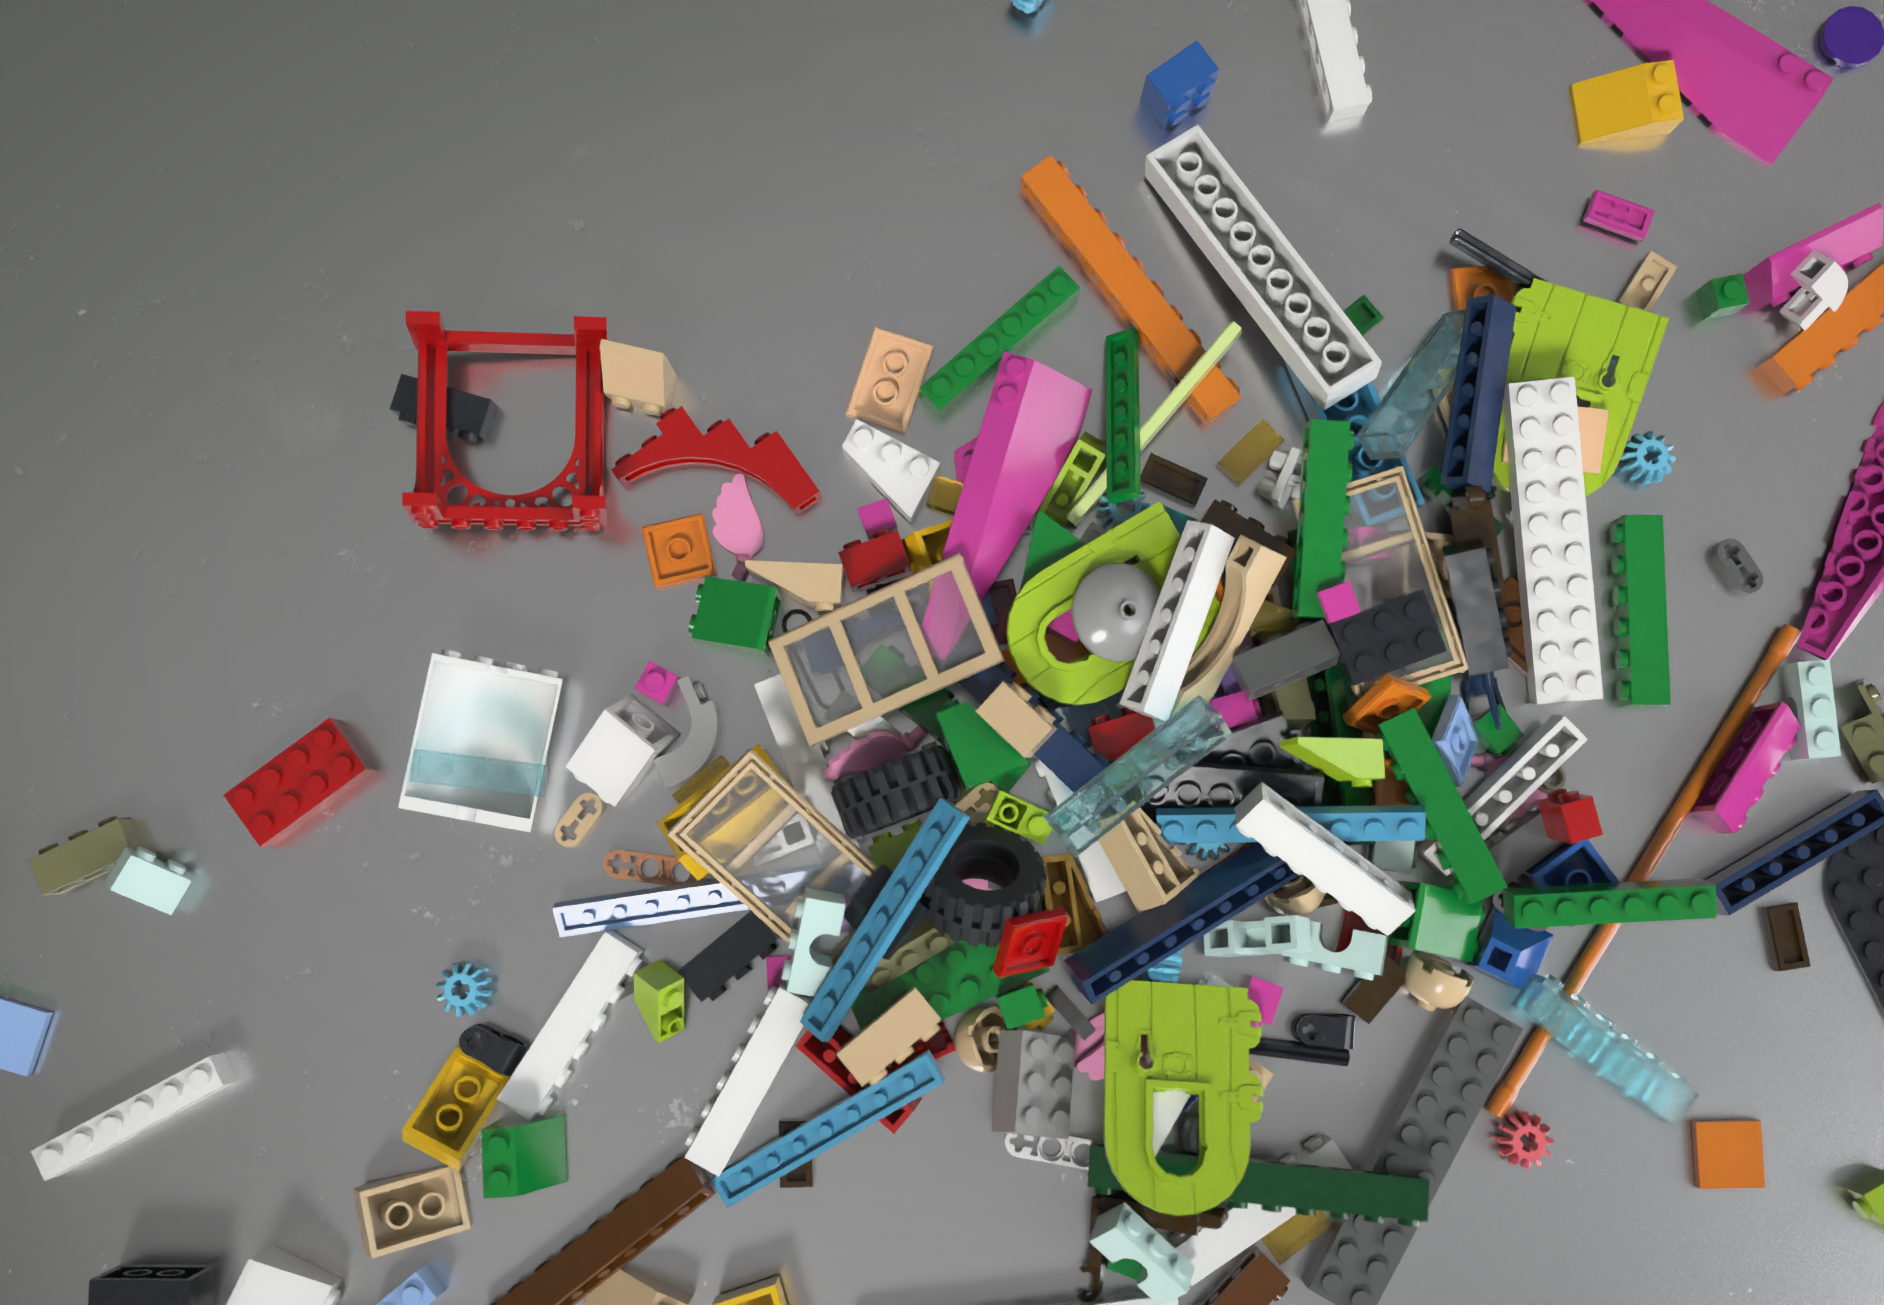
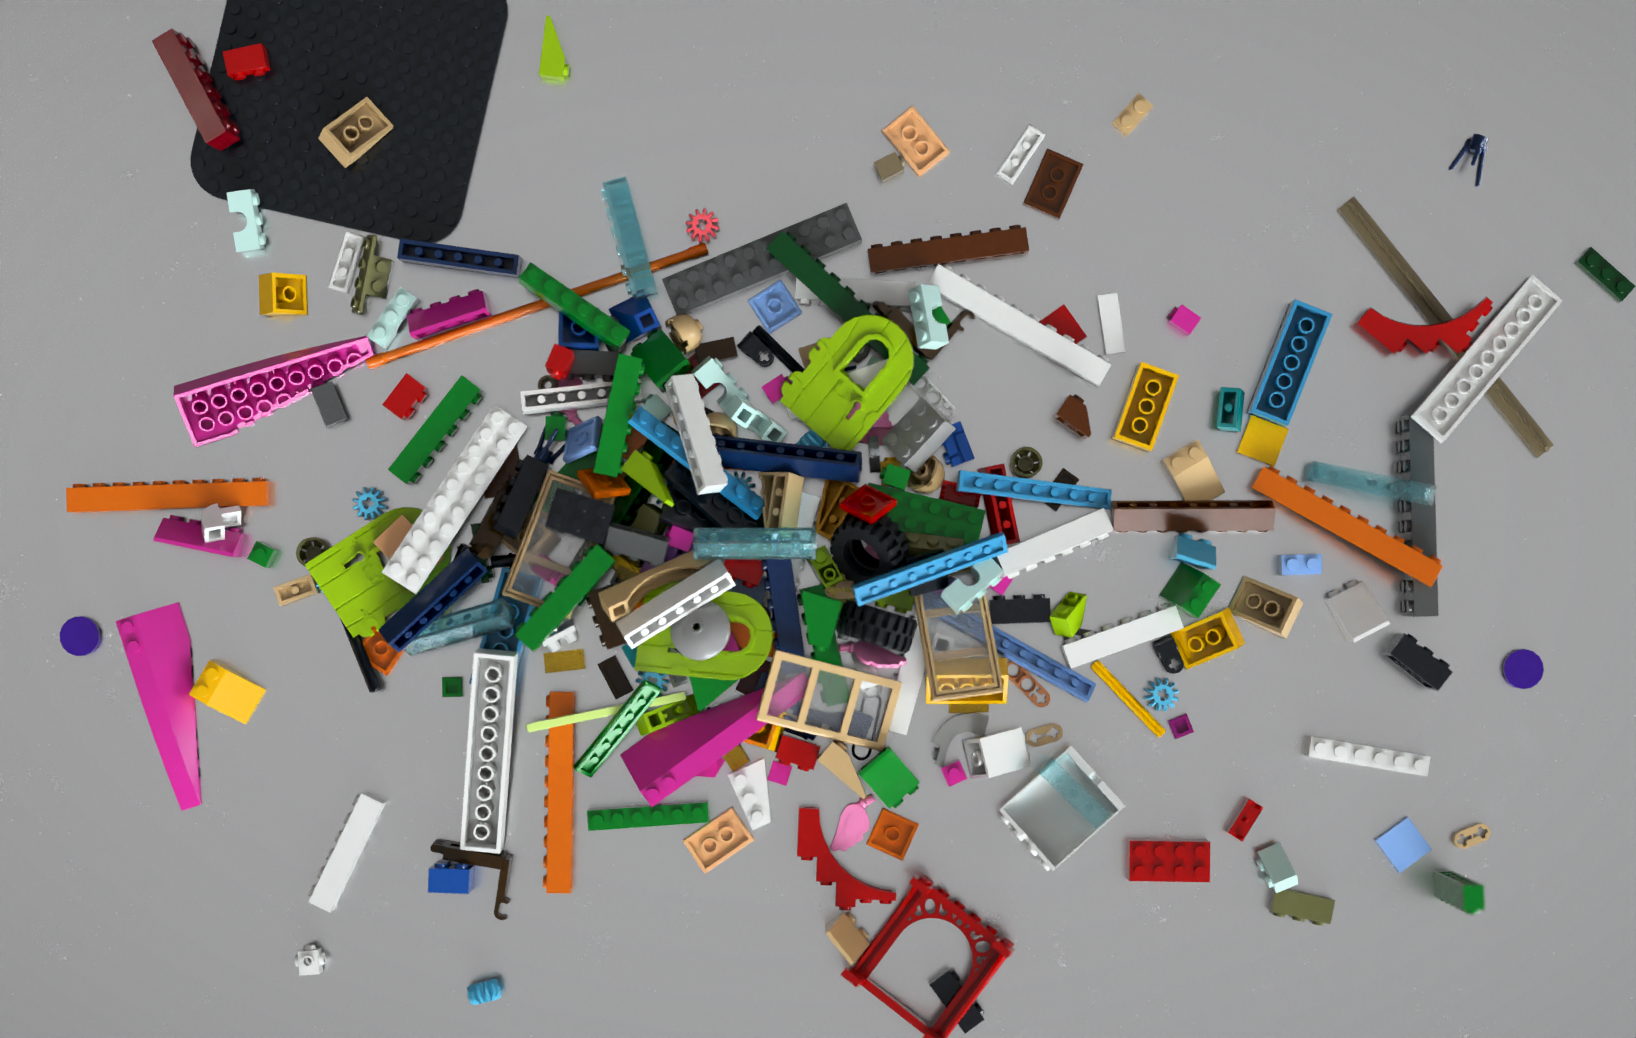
camera: 140 degrees left, 5 degrees up
(242, 909) = (1244, 819): none -> red hinge
(411, 966) = (1180, 726): none -> magenta tile
(505, 949) = (1128, 698): none -> yellow axle
(556, 1208) = (1192, 552): none -> medium azure slope
(848, 1270) = (1074, 415): none -> reddish brown slope
(865, 1153) = (1026, 463): none -> olive helmet
(889, 1037) = (970, 511): tan brick -> none
(970, 1106) = (957, 447): none -> blue brick
(1017, 719) = (791, 615): tan brick -> none
(1133, 151) = (502, 861): none -> dark brown hinge
(1295, 1235) = (847, 267): clear yellow tile -> none
(1338, 602) = (591, 551): dark pink tile -> none
(1345, 1105) = (774, 306): none -> light blue tile
(1430, 511) = (502, 560): none -> black pin
(1618, 215) = (279, 636): dark pink plate -> none
(1680, 351) = (311, 551): none -> olive helmet
(1712, 623) = (405, 397): none -> red brick
(1728, 1154) = (608, 142): orange tile -> none
(1737, 566) = (363, 413): dark grey beam -> none
(1785, 936) = (495, 220): dark brown tile -> none
(1797, 539) = (329, 404): none -> dark grey hinge

